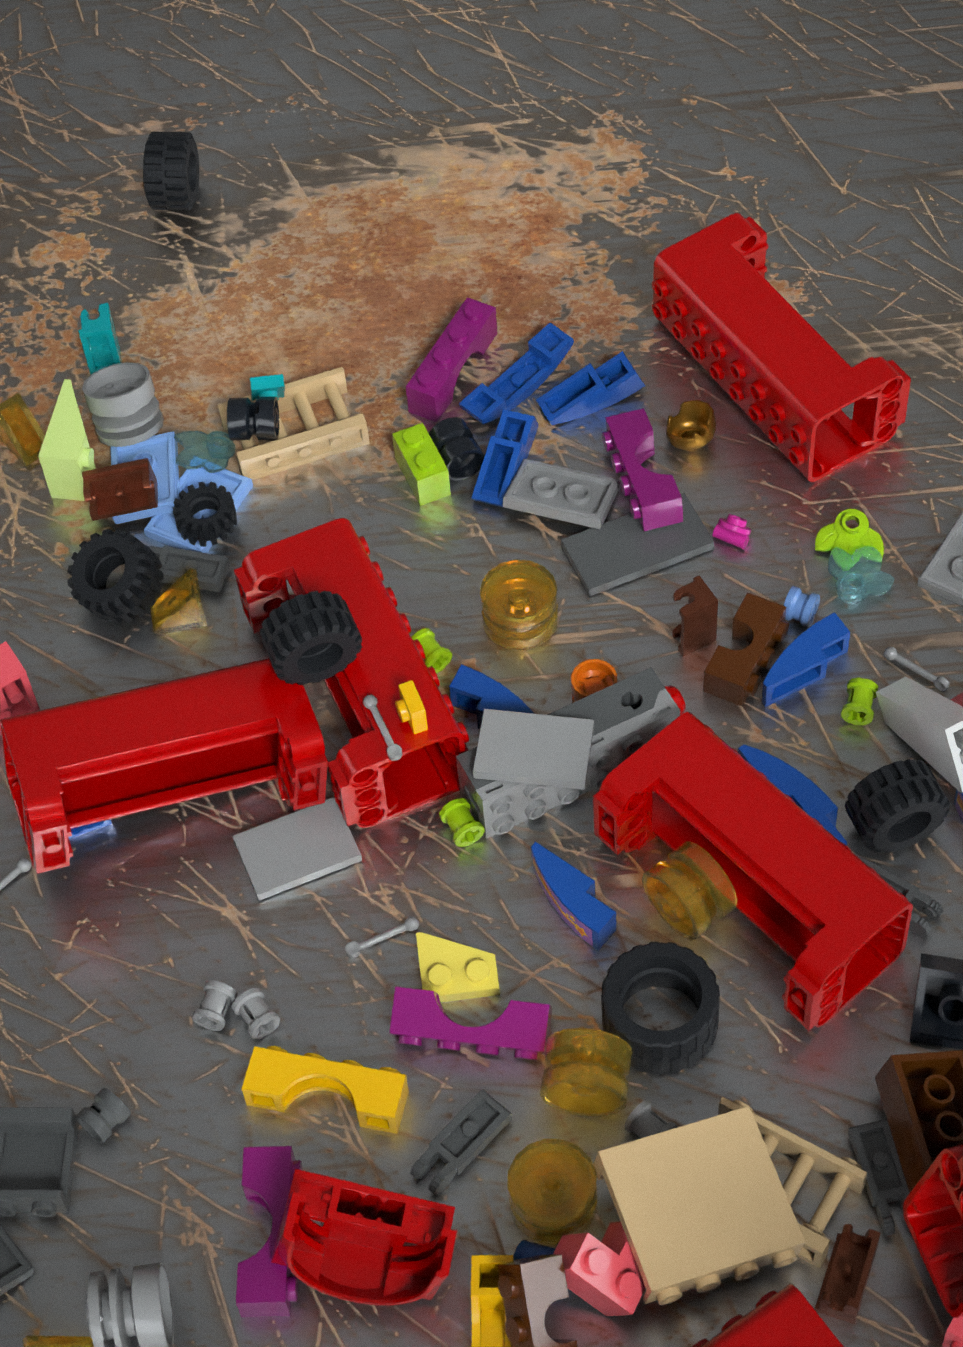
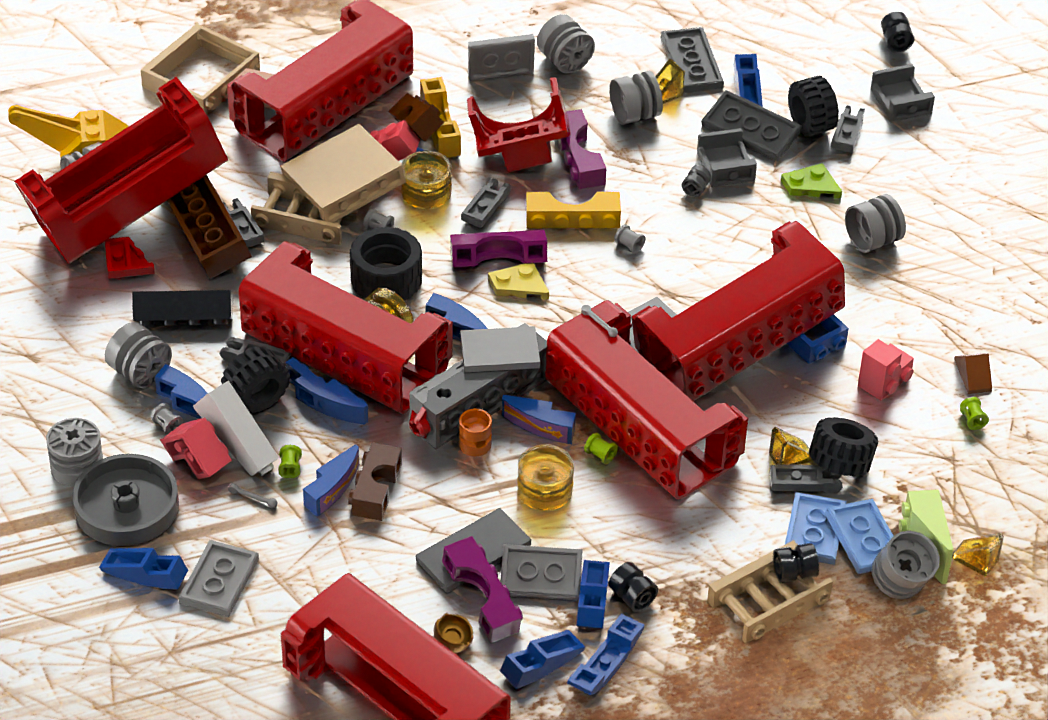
camera: 160 degrees right, 10 degrees down
(99, 339) = (949, 616): teal hinge -> none
(120, 489) = (872, 506): copper hinge -> none
(201, 499) = (800, 515): black tyre -> none
(205, 450) = (833, 559): clear light blue plate -> none
(214, 1005) = (656, 238): light grey bush -> none
(267, 386) = (795, 584): teal plate -> none
(310, 637) = (662, 336): black tyre -> none
(354, 949) = (586, 285): light grey hinge -> none
(411, 707) = (582, 324): yellow plate -> none
(421, 464) = (659, 569): lime brick -> none
(434, 381) = (662, 660): magenta arch -> none
(586, 1072) = (425, 219): clear yellow wheel -> none
(697, 617) = (412, 481): copper hinge -> none
(733, 531) = (403, 567): dark pink plate -> none
(801, 606) = (342, 515): medium blue wheel -> none
(846, 538) = (313, 575): lime plate -> none
(847, 1274) = (254, 179): copper hinge -> none
(861, 570) = (302, 546): clear light blue plate -> none

